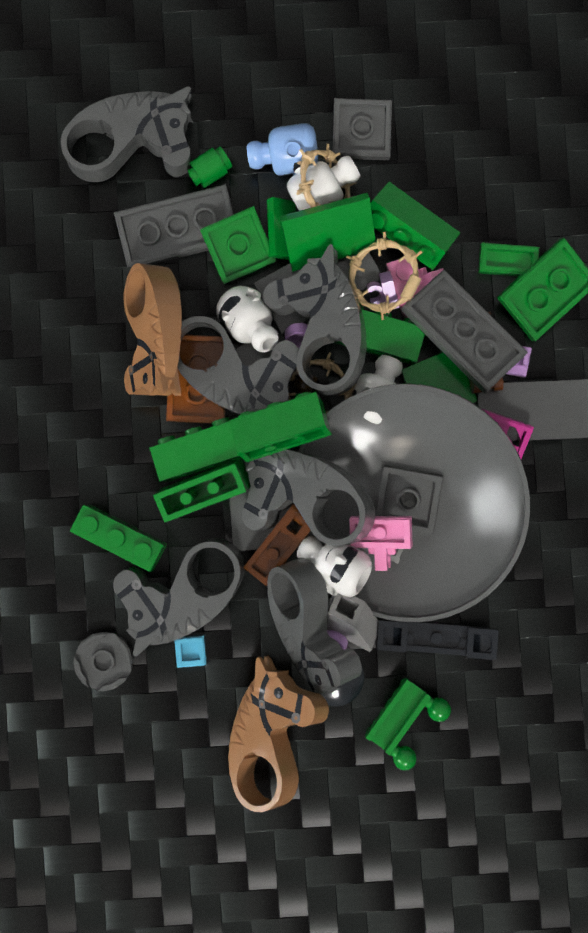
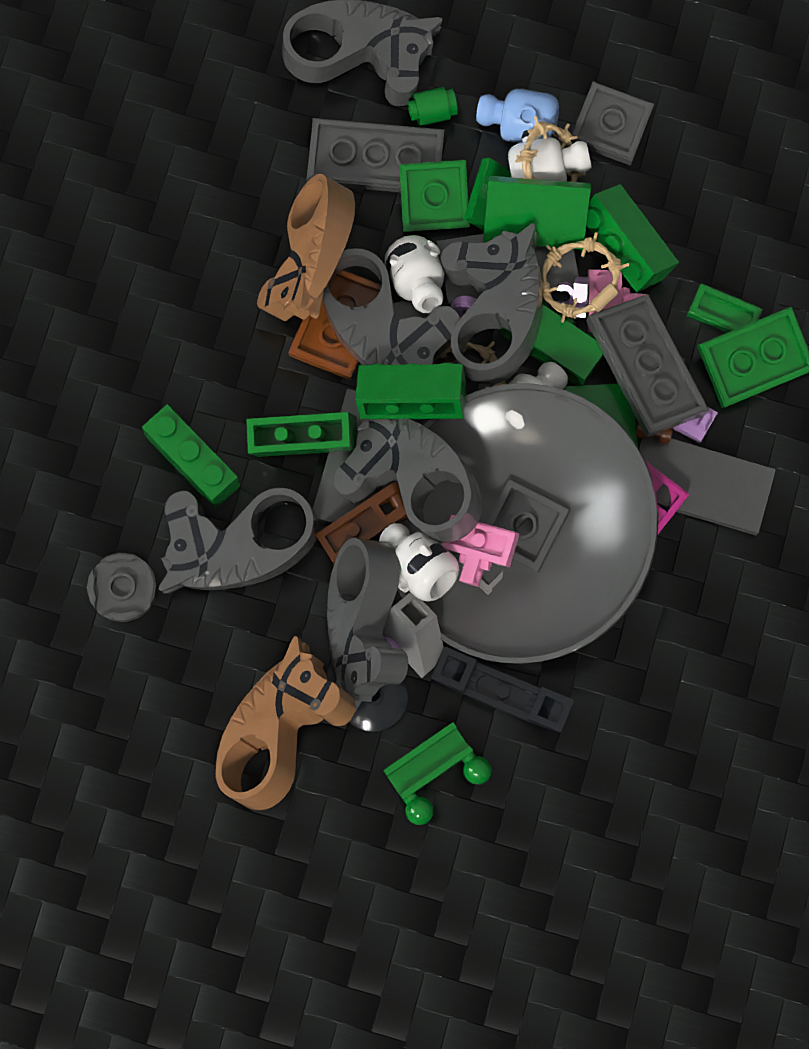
camera: 15 degrees right, 10 degrees down
(191, 651) = (222, 610): medium azure tile -> none
(195, 451) = (308, 391): green brick -> none

